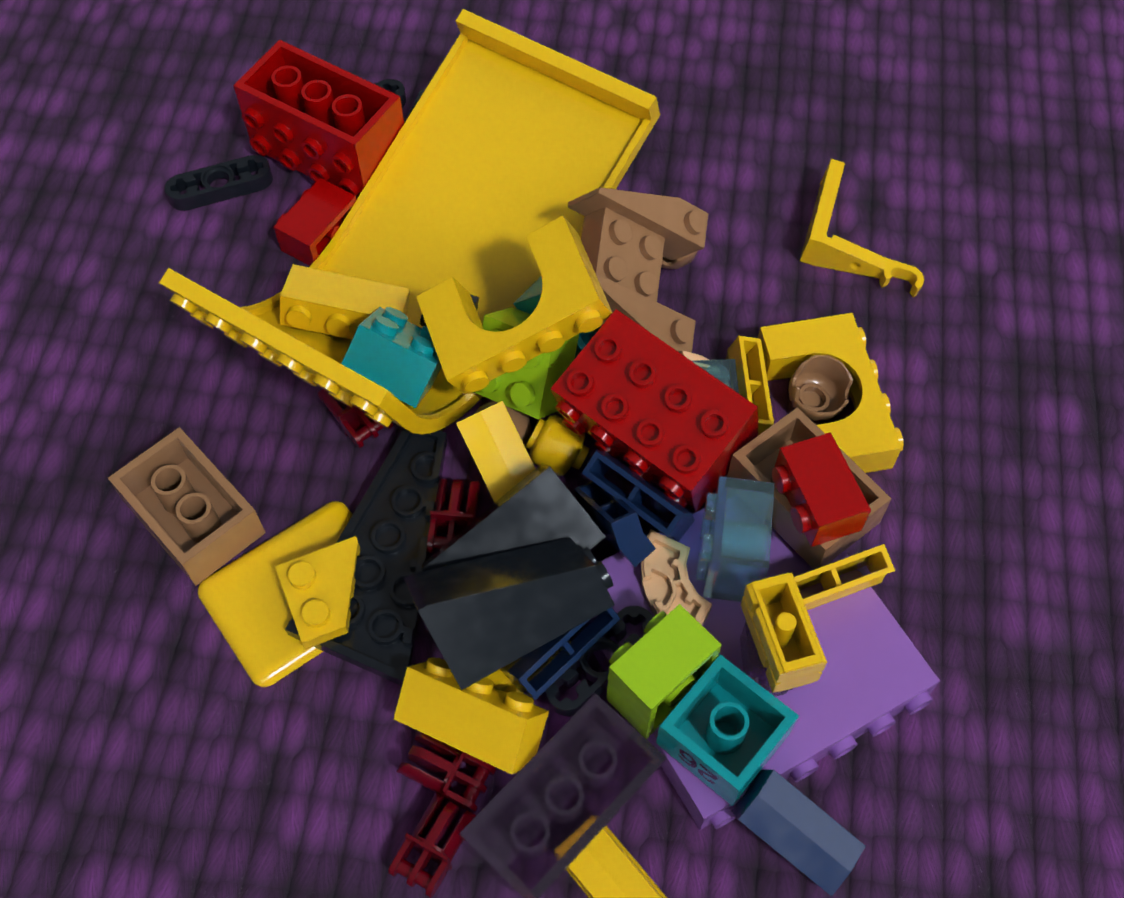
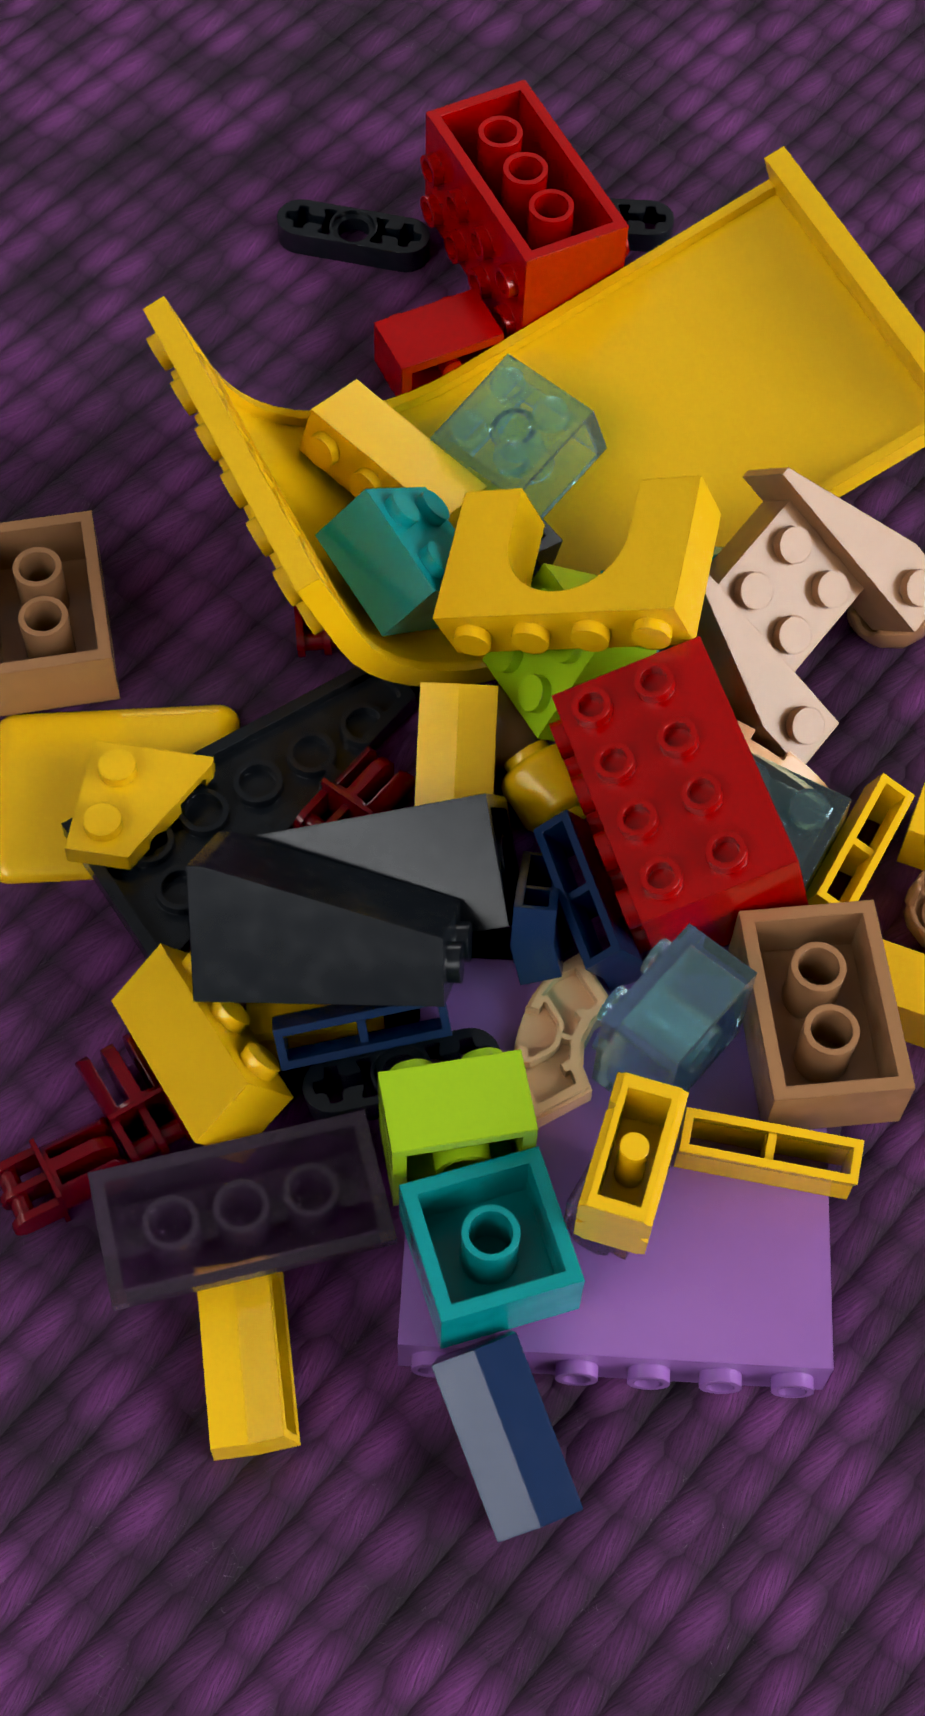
camera: 30 degrees right, 0 degrees up
(410, 248) = (523, 435): none -> clear light blue brick
(820, 490) = (814, 1016): red brick -> none

